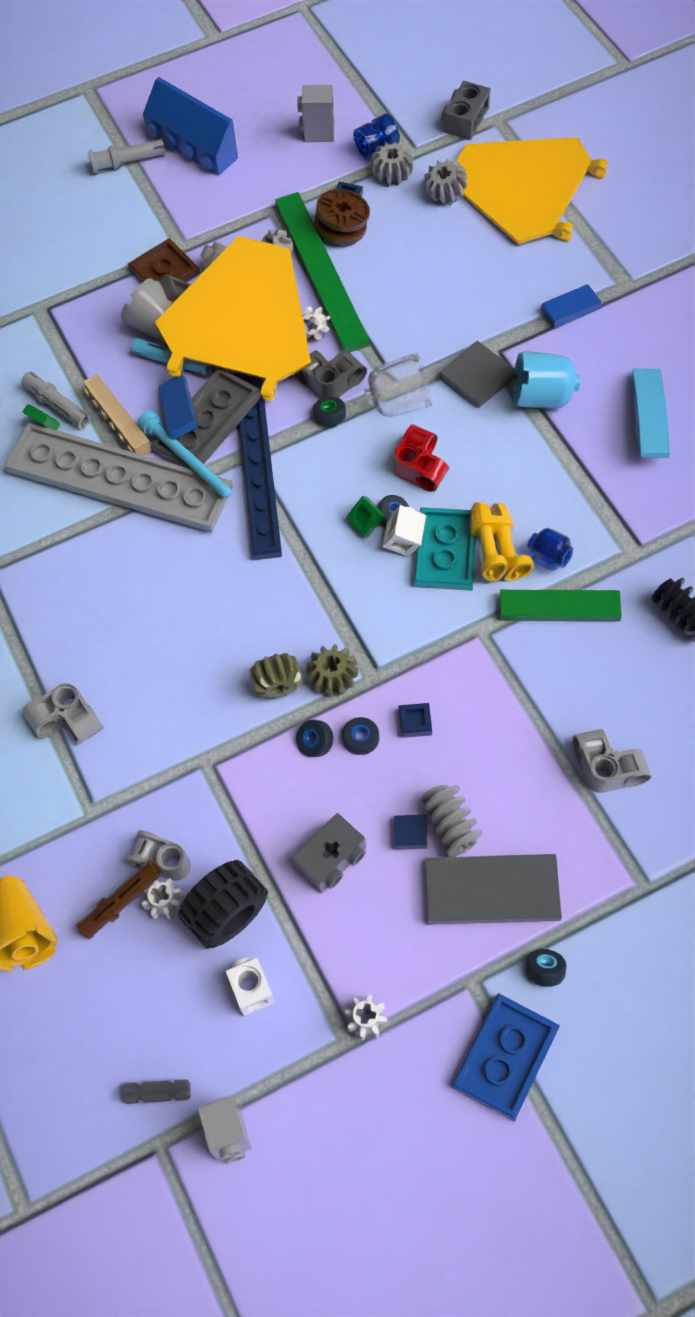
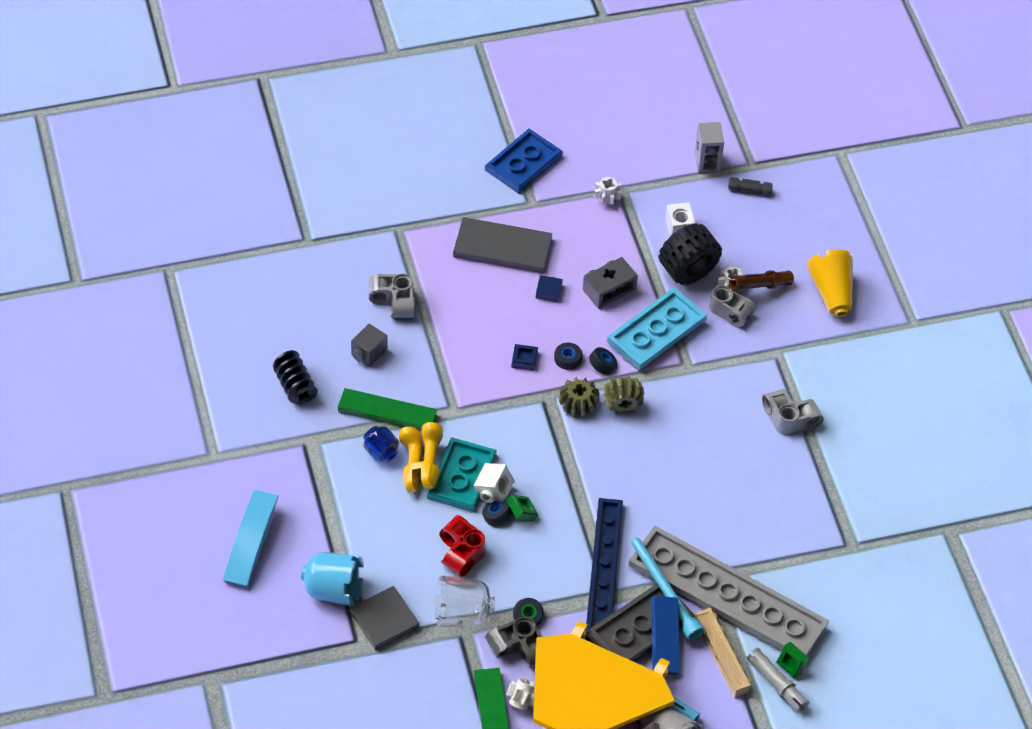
camera: 175 degrees left, 10 degrees down
(252, 798) = (656, 328): none -> medium azure plate
(451, 819) = (518, 282): light grey piece -> none
(545, 975) = (480, 189): black wheel -> none
(571, 305) = (274, 664): blue tile -> none
(614, 678) = (369, 345): none -> dark grey brick

